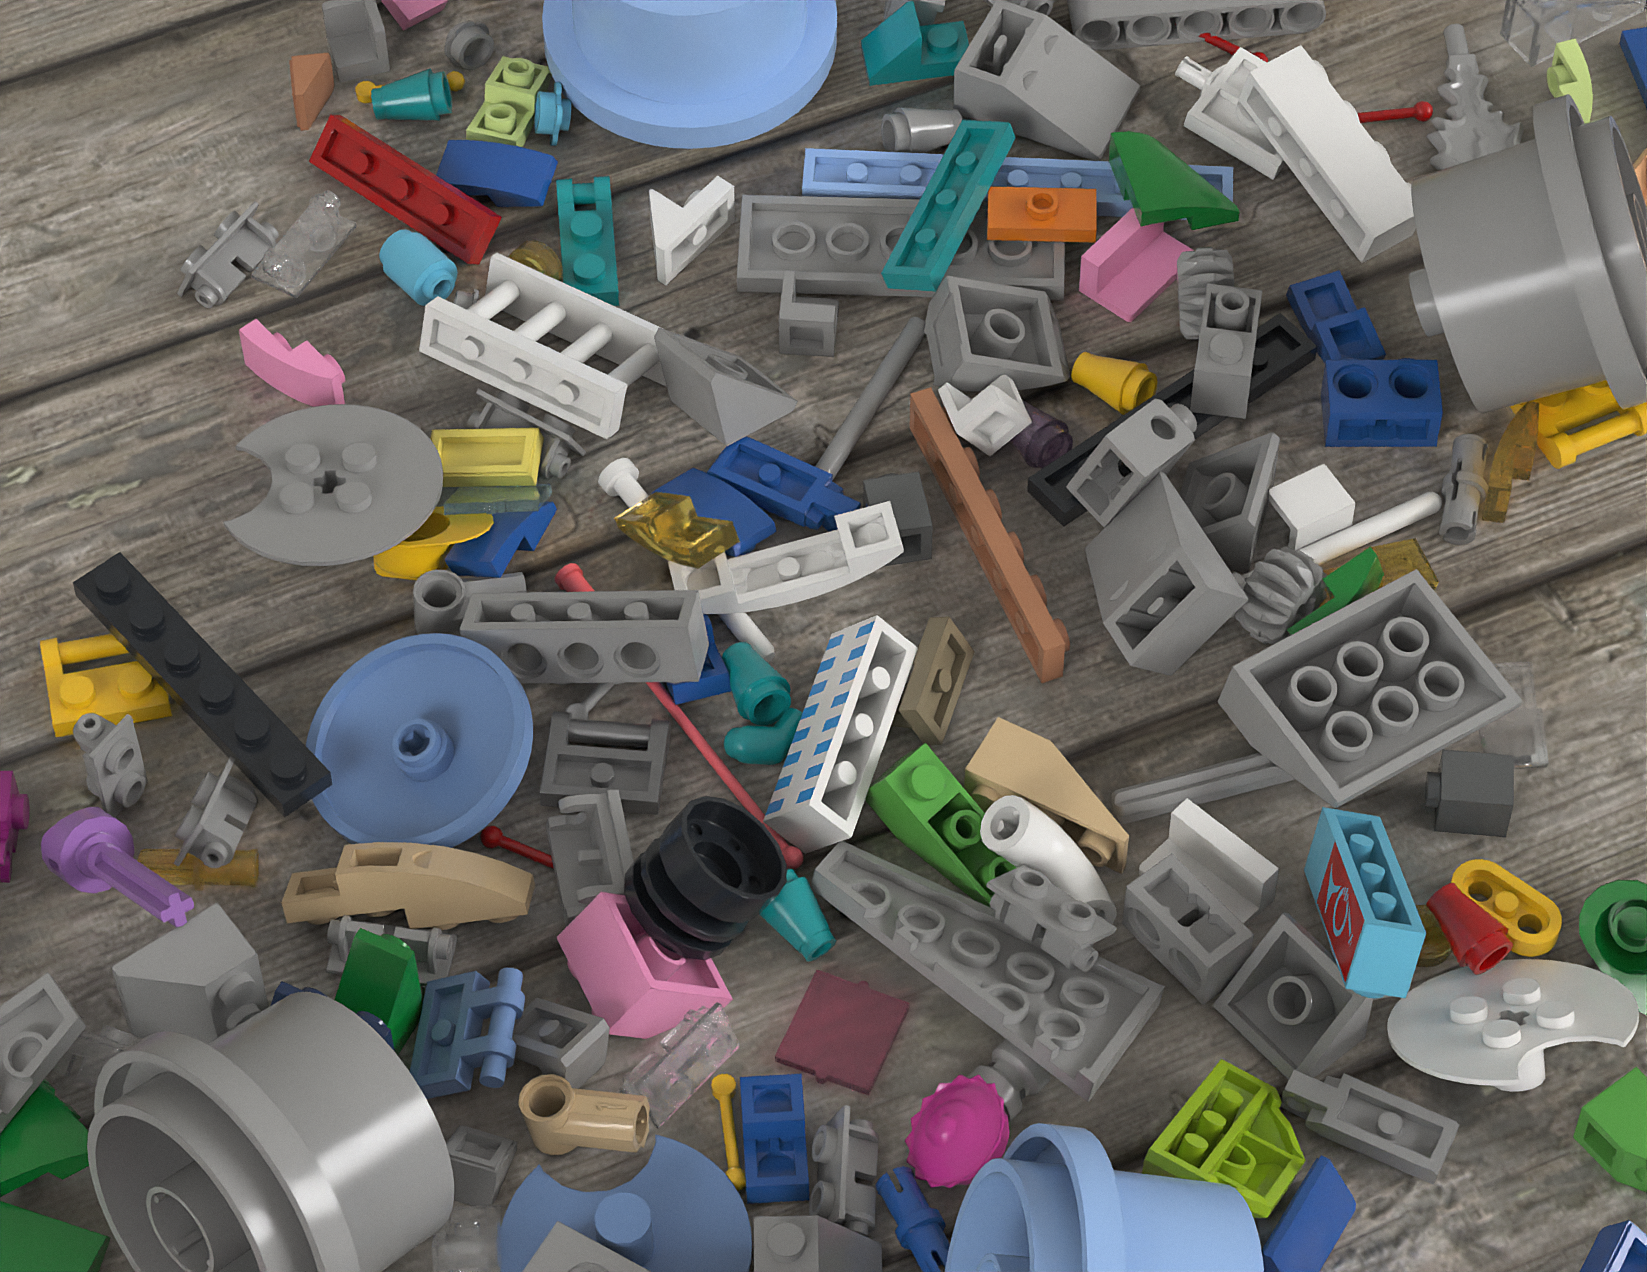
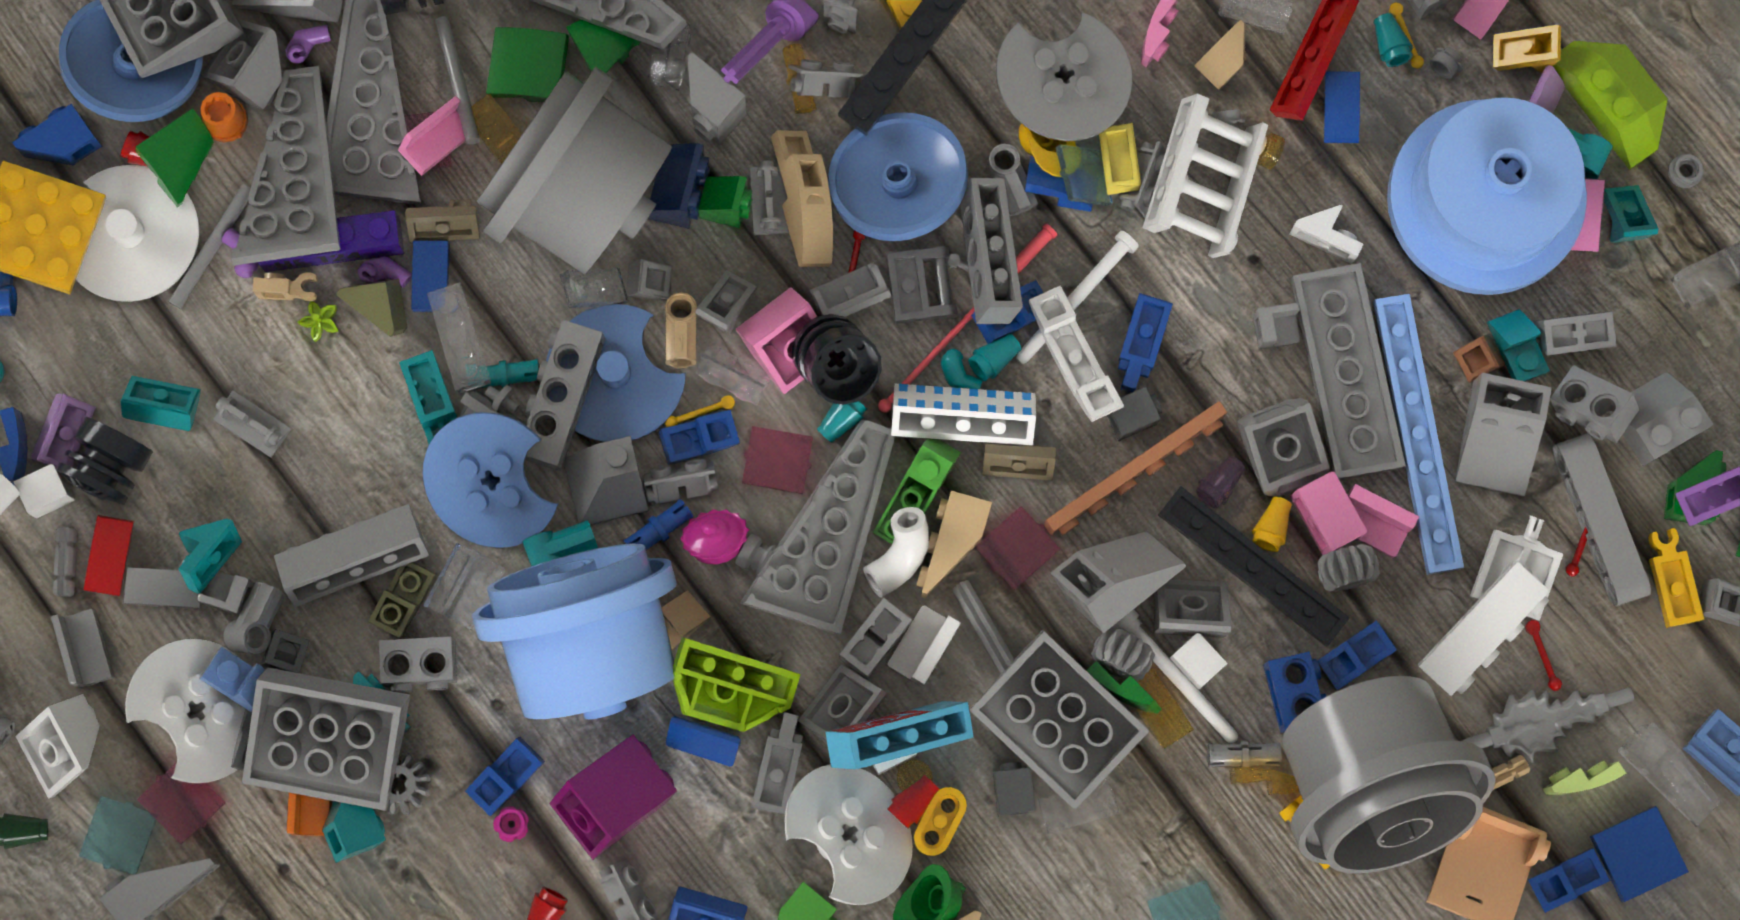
camera: 70 degrees right, 25 degrees up
(368, 297) = (1225, 57): none -> tan slope
(418, 266) = (1255, 81): medium azure brick -> none
(450, 1032) = (720, 245): medium blue plate -> none
(509, 102) = (1402, 102): yellowish green slope -> none
(552, 113) = (1399, 129): medium azure plate -> none
(588, 238) = (1305, 178): teal plate -> none
(674, 531) = (1082, 285): clear yellow slope -> none
(719, 388) = (1203, 288): light grey slope -> none
(721, 501) = (1111, 304): blue slope -> none
(872, 396) = (1224, 378): light grey bar -> none
(918, 129) = (1447, 363): light grey cone -> none
(921, 90) = (1479, 357): none -> nougat slope
(948, 205) = (1375, 393): teal plate -> none
(989, 417) = (1220, 449): white panel -> none
(1030, 901) = (861, 558): light grey hinge -> none
(1041, 214) = (1387, 452): orange plate -> none
(1076, 717) = (1017, 548): none -> clear pink piece
(1118, 309) = (1328, 513): none -> bright pink panel
(1146, 444) = (1184, 541): light grey torso -> none
(1164, 185) = (1429, 526): green slope -> none
(1226, 351) = (1296, 587): light grey slope -> none

